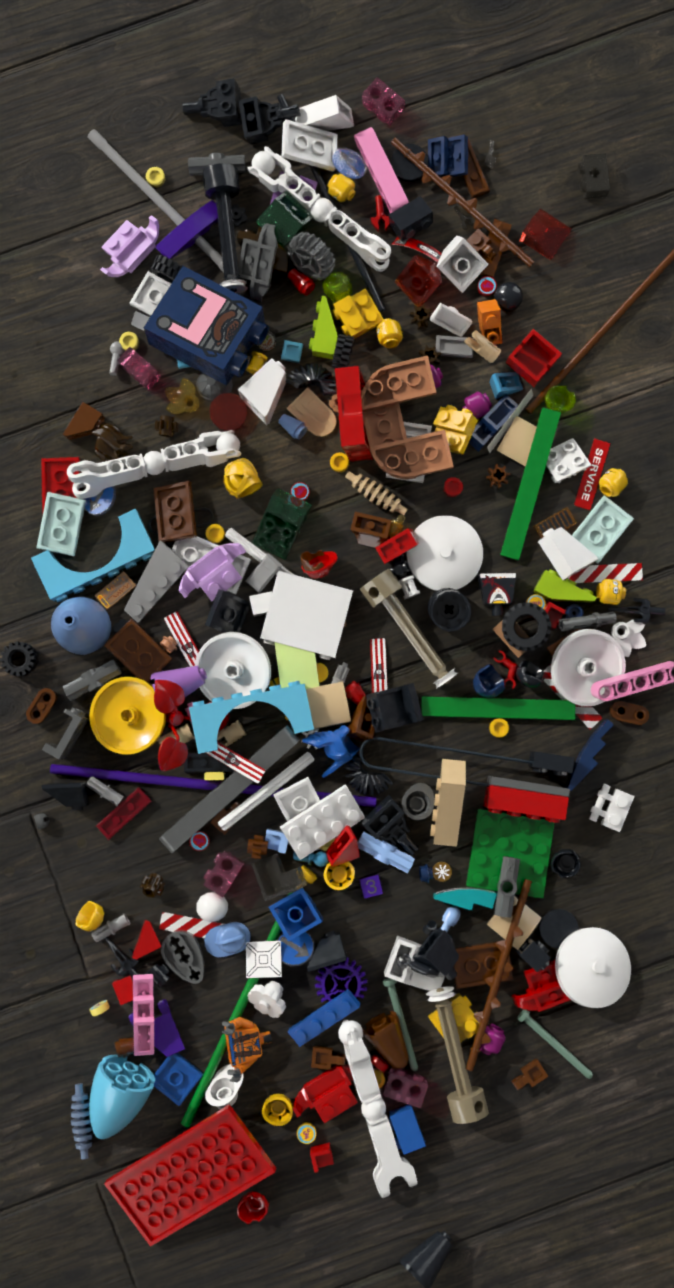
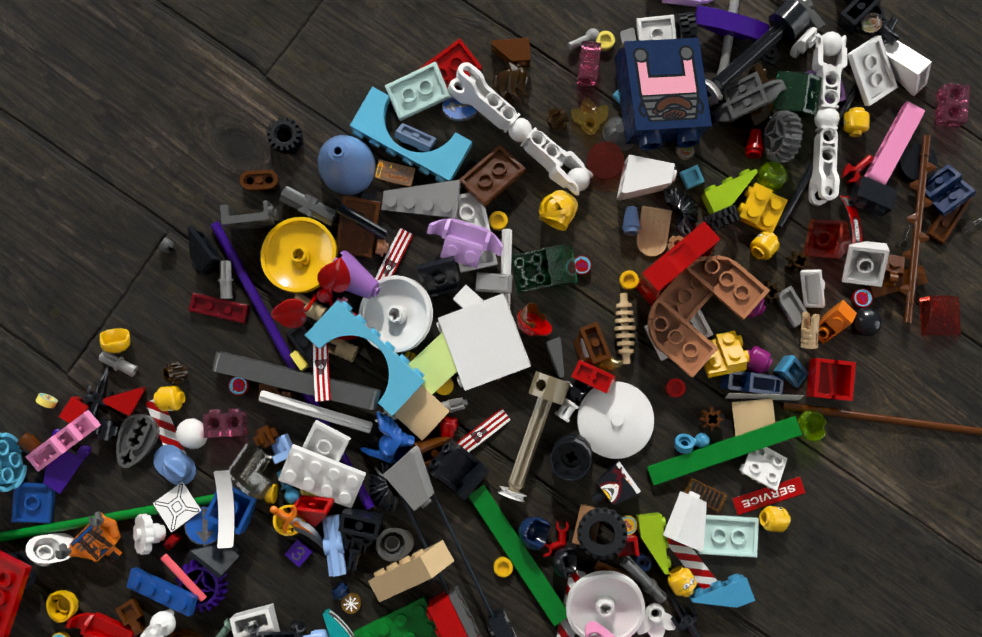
camera: 45 degrees right, 0 degrees up
(98, 553) = (415, 137): none -> sand blue plate
(137, 644) = (362, 221): none -> black axle
(170, 904) = (169, 398): none -> yellow head
(247, 181) = (807, 40): none -> white slope
(256, 362) = (663, 154): yellow bush -> none
(270, 118) = (871, 22): none -> clear smoke tile
(288, 981) = (172, 540): none -> red tile
(293, 917) = (225, 509): none -> white sticker
(324, 991) = (183, 577): none -> coral piece
(347, 868) = (297, 523): none -> piece
(349, 163) = (881, 113): clear piece -> none
(356, 563) = (554, 350): none -> dark grey slope
(375, 749) = (411, 479): none -> light grey slope
(503, 511) = (701, 440): none -> dark azure plate
(647, 558) = (729, 593): none -> dark azure slope

